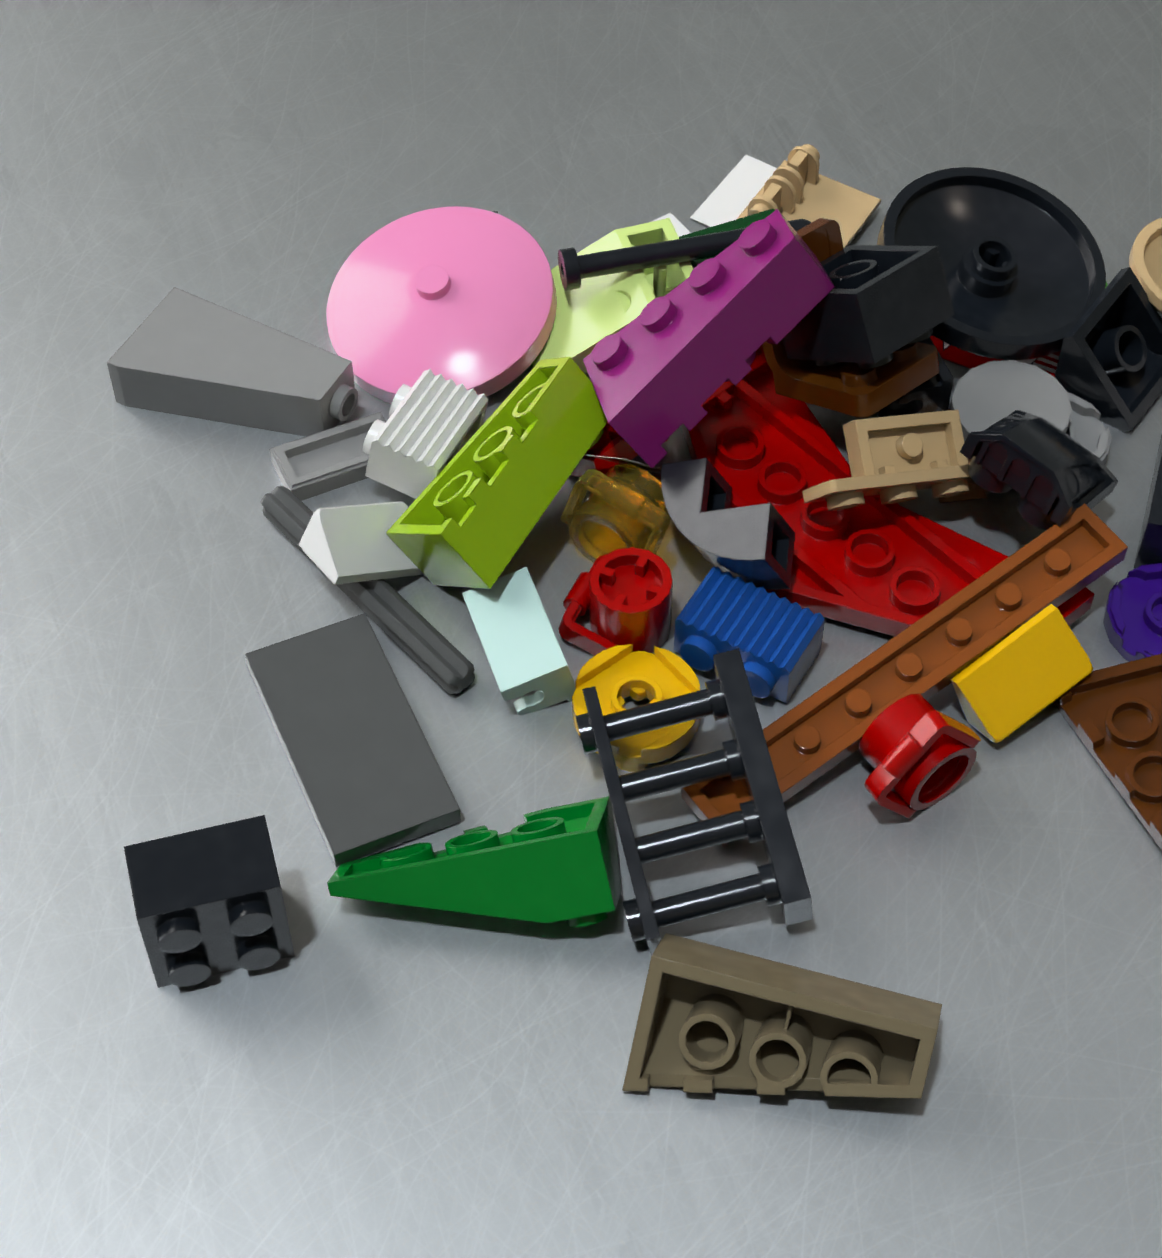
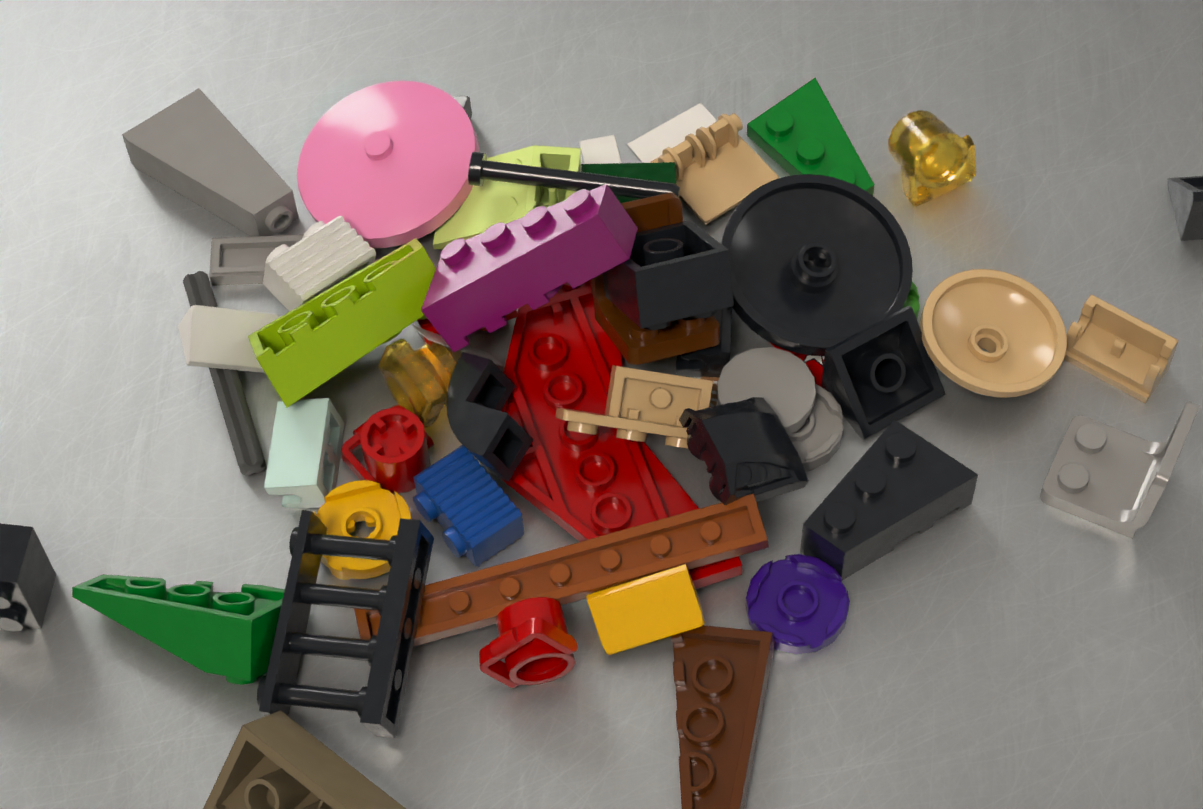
camera: 25 degrees right, 5 degrees up
(352, 739) = (155, 483): dark grey tile -> none
(881, 151) = (808, 138): none -> green wing
(1035, 125) = (930, 155): none -> clear yellow piece

